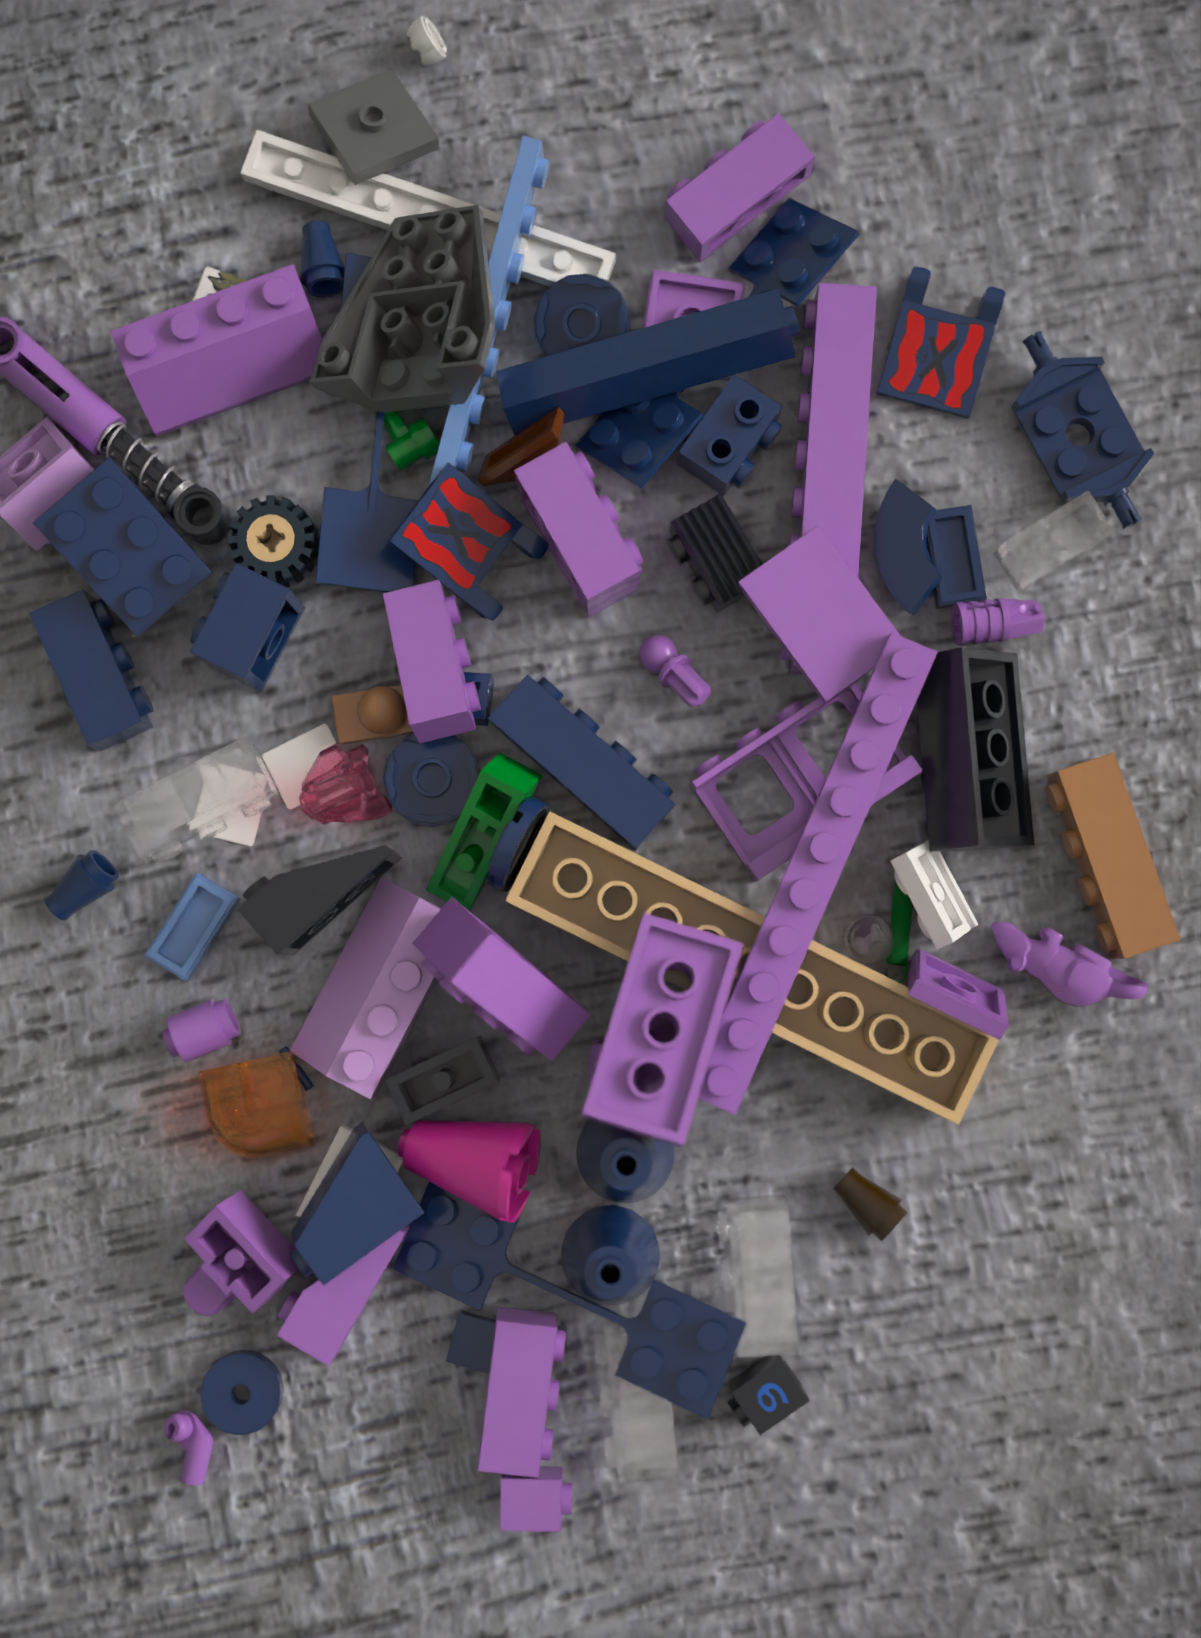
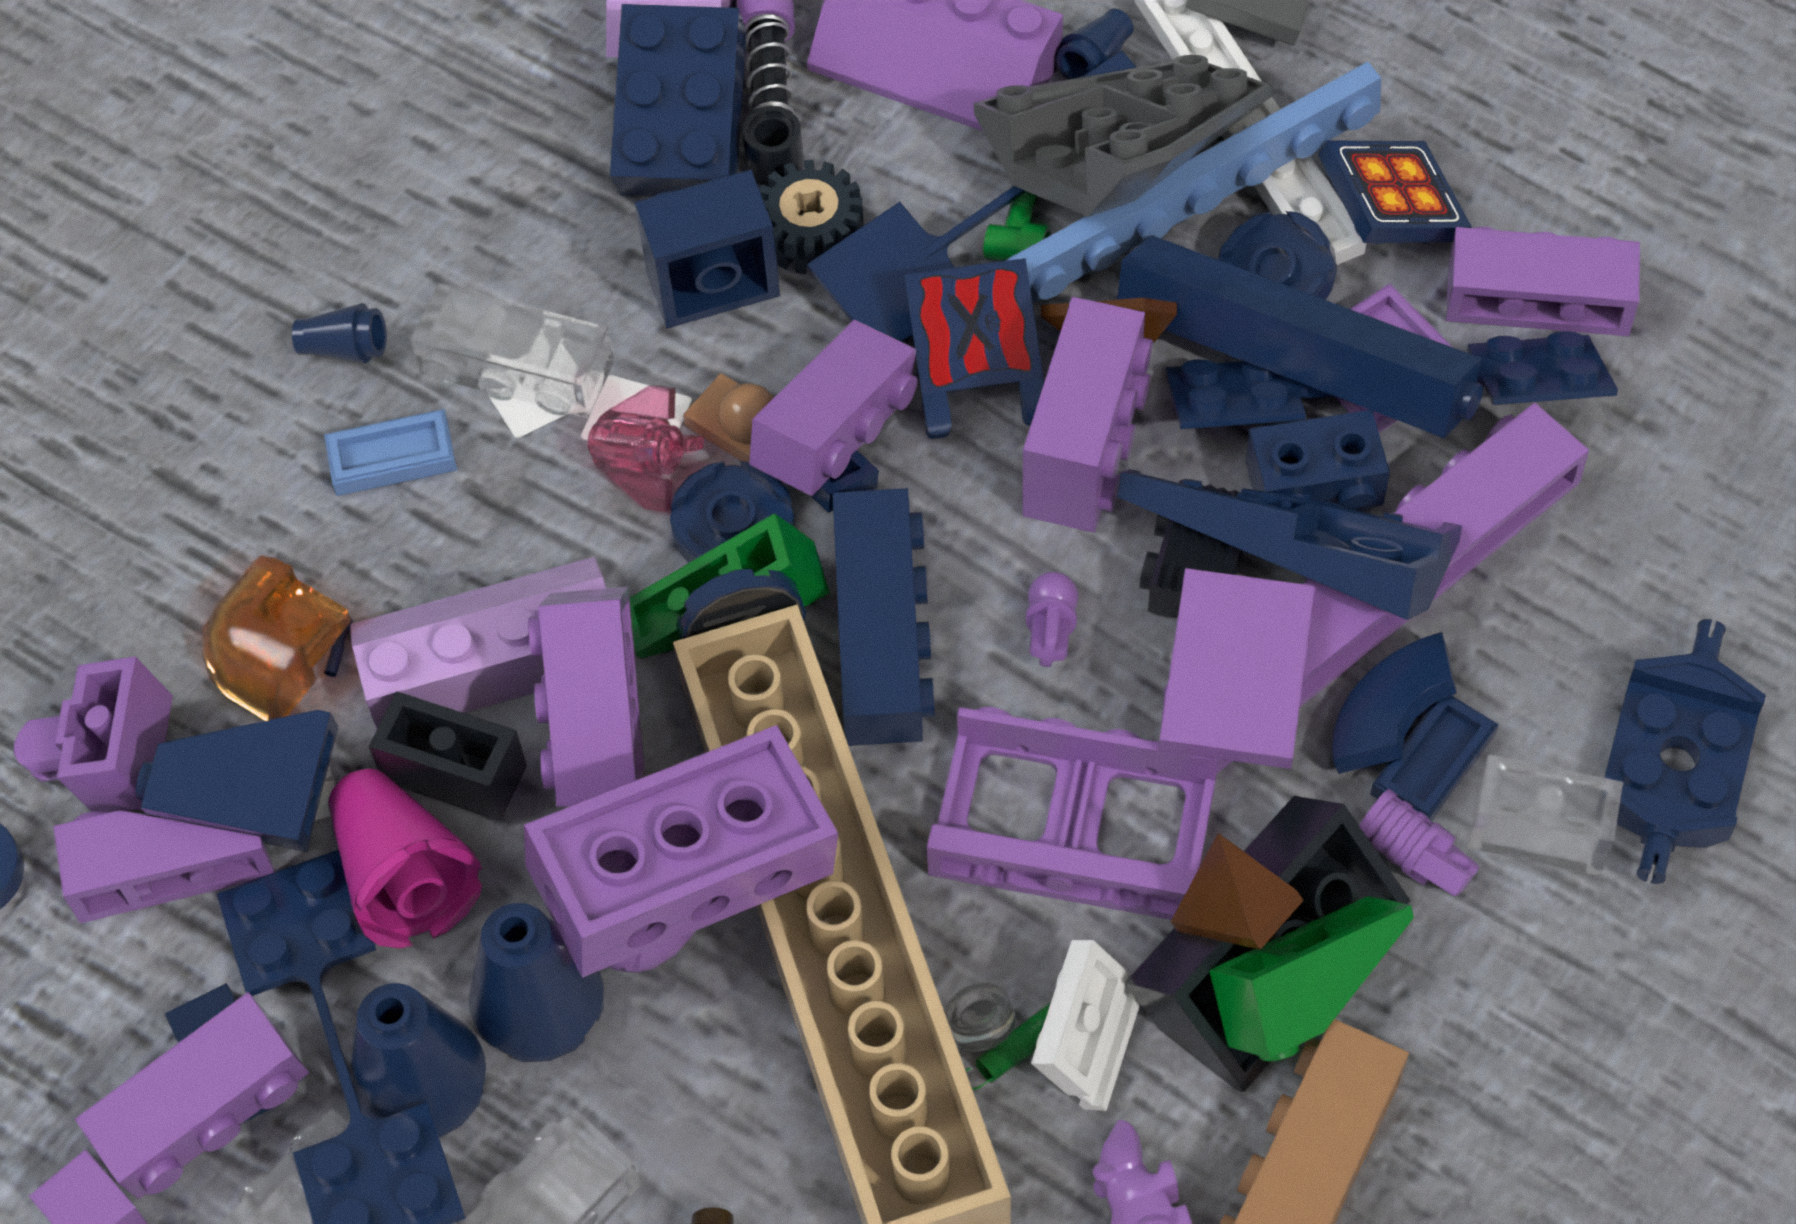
camera: 45 degrees right, 25 degrees down
(93, 669) = (545, 184): dark blue brick -> none
(201, 1029) = (298, 531): medium lavender brick -> none
(304, 901) = (520, 501): black slope -> none
(601, 205) = (1393, 191): none -> tile
(814, 869) = (977, 870): medium lavender plate -> none
(819, 483) = (1348, 550): none -> dark blue wedge
(937, 353) = (1603, 575): flag -> none
(957, 993) = (1009, 1129): medium lavender tile -> none
(966, 764) = (1235, 899): none -> reddish brown slope
(1025, 759) = (1304, 978): none -> green slope

